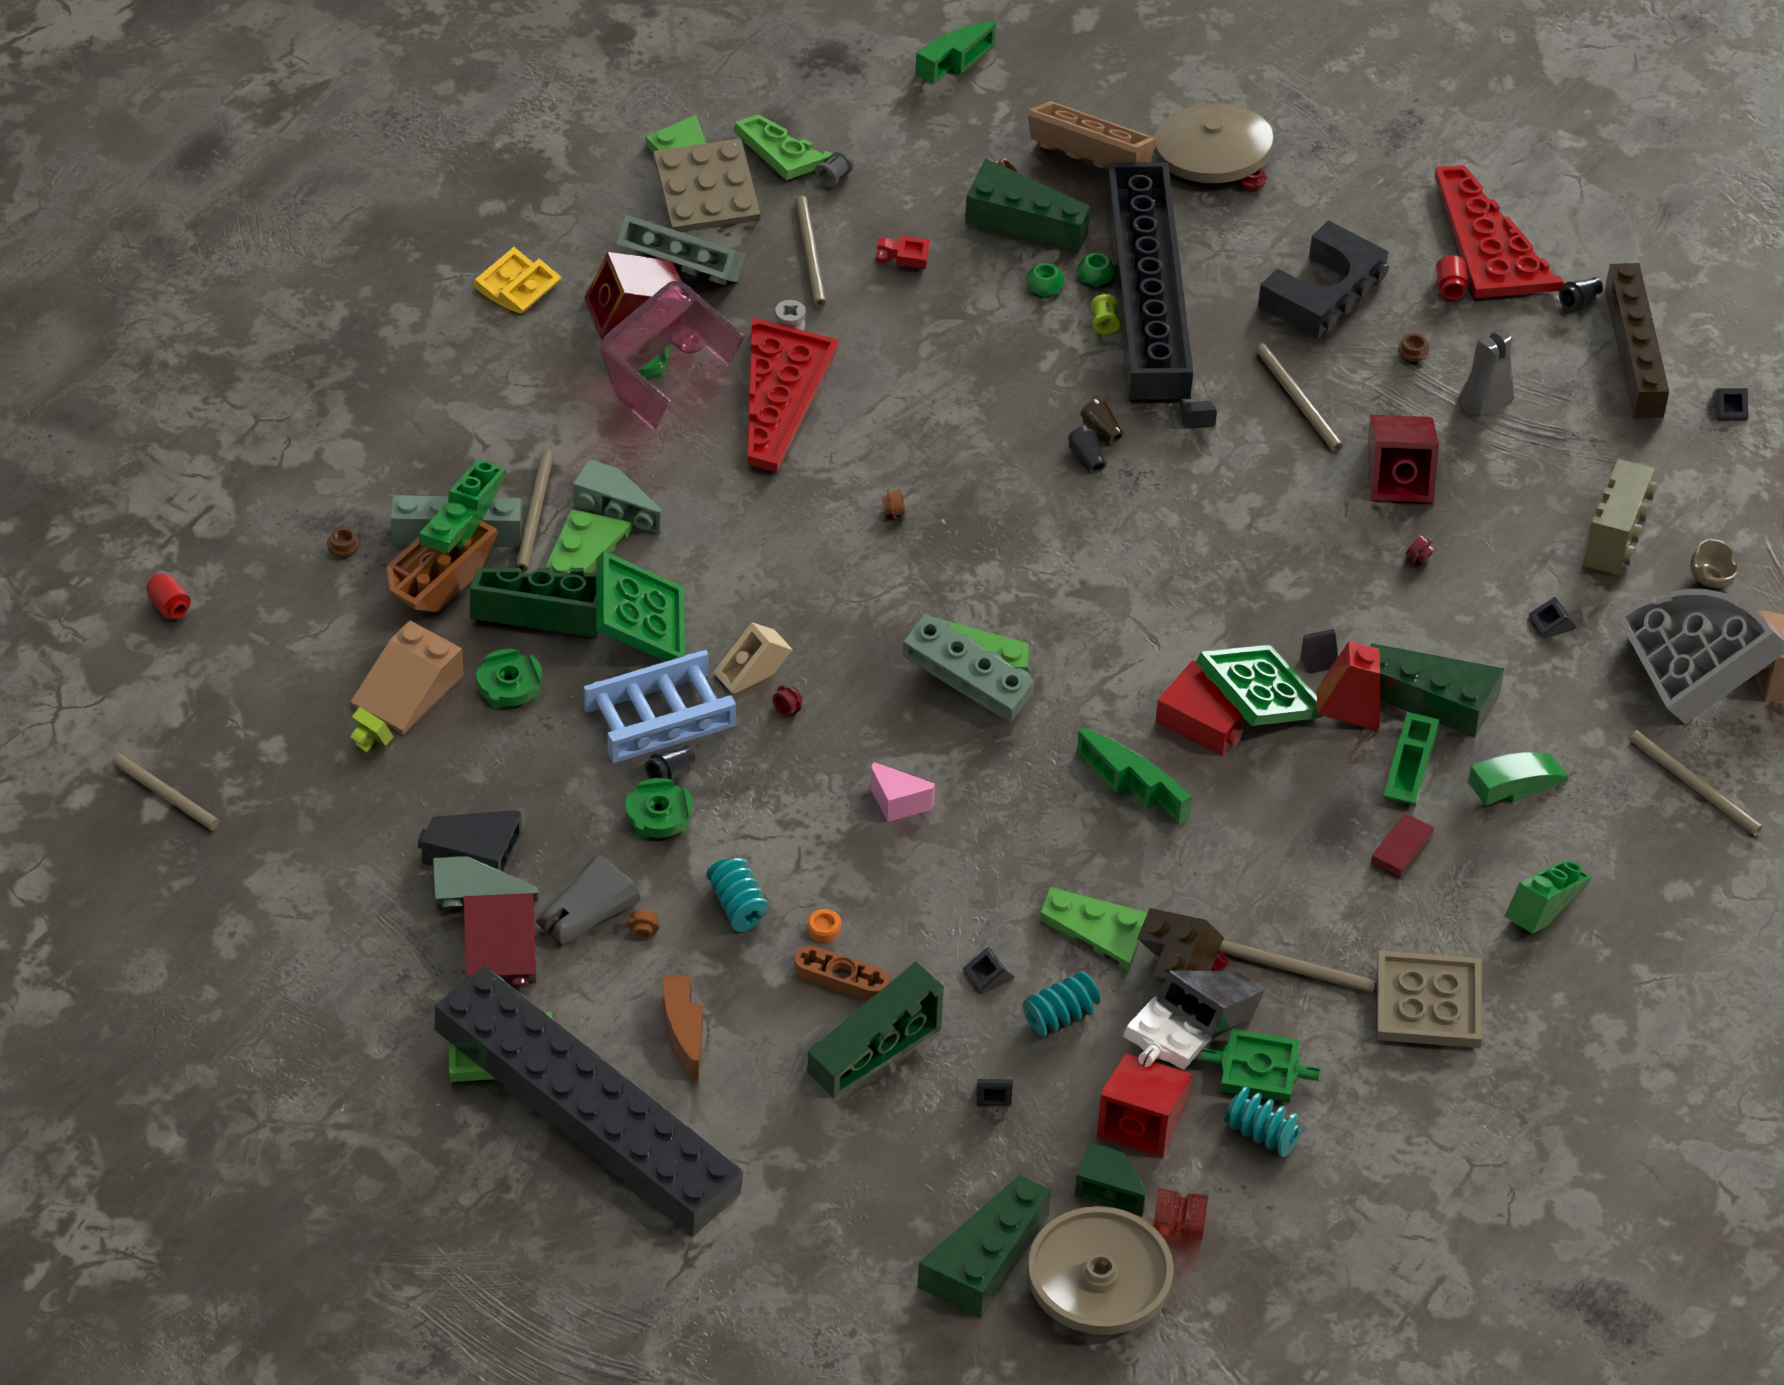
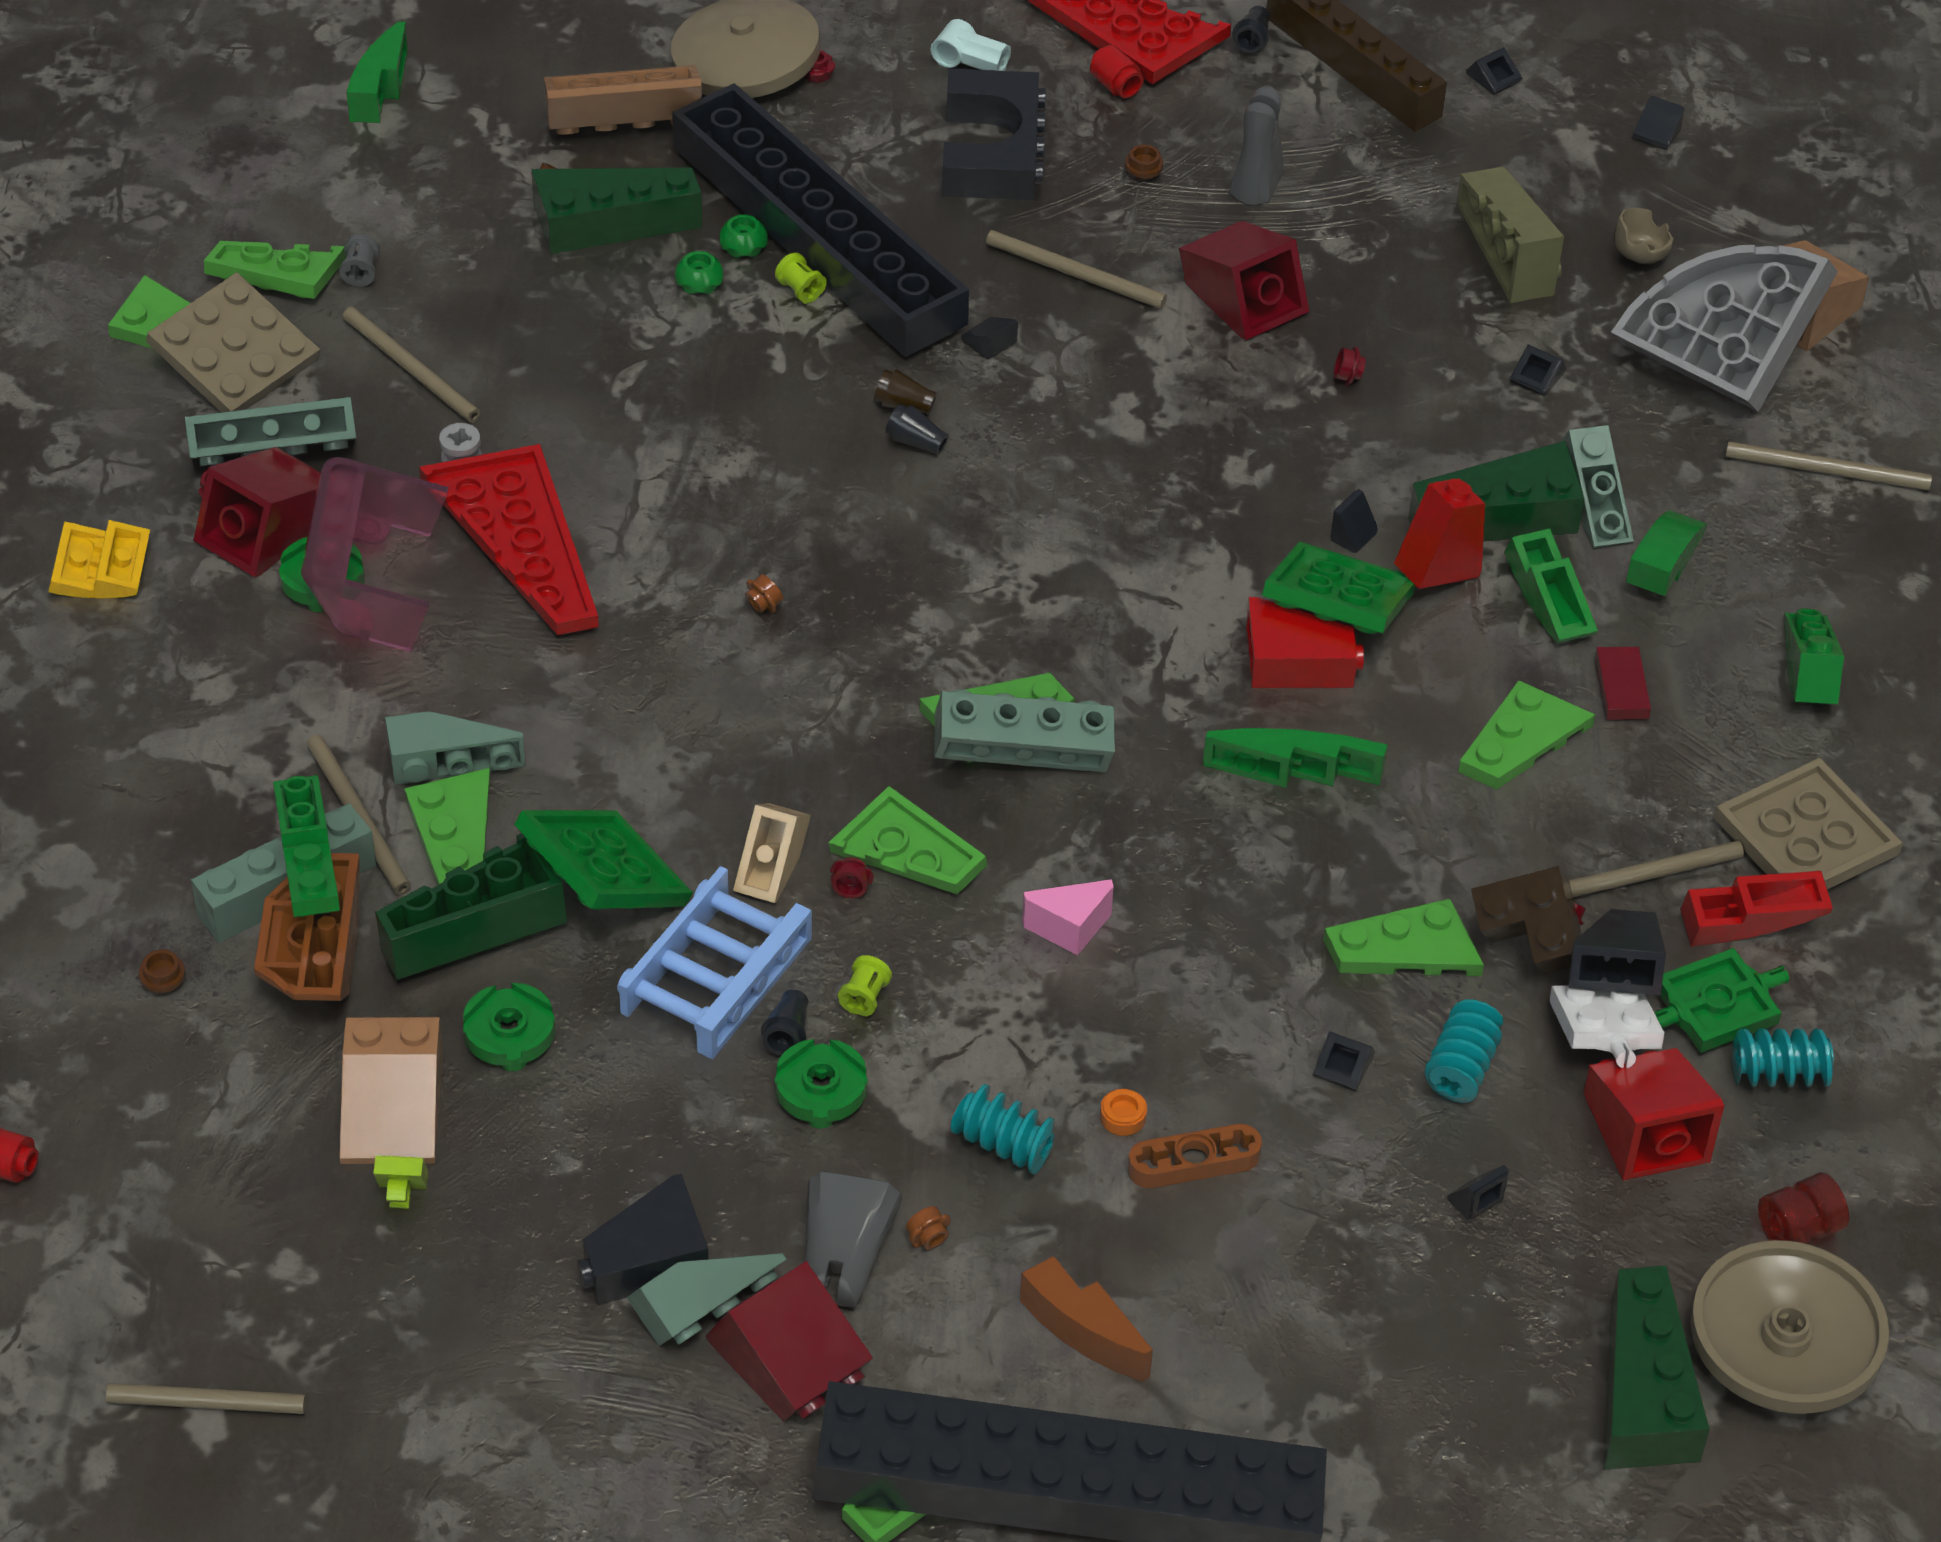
camera: 35 degrees left, 0 degrees up
(745, 763) = (864, 985): none -> lime bush
(840, 699) = (909, 843): none -> bright green wing
(878, 1031) = (1307, 1197): dark green wedge -> none
(907, 251) = (524, 310): red plate -> none
(1110, 1180) = (1696, 1217): dark green slope -> none
(1301, 838) = (1520, 732): none -> bright green wing
(1339, 1022) = (1754, 906): none -> red slope
(1363, 210) = (962, 45): none -> light aqua piece
(1508, 711) = (1604, 504): none -> sand green slope

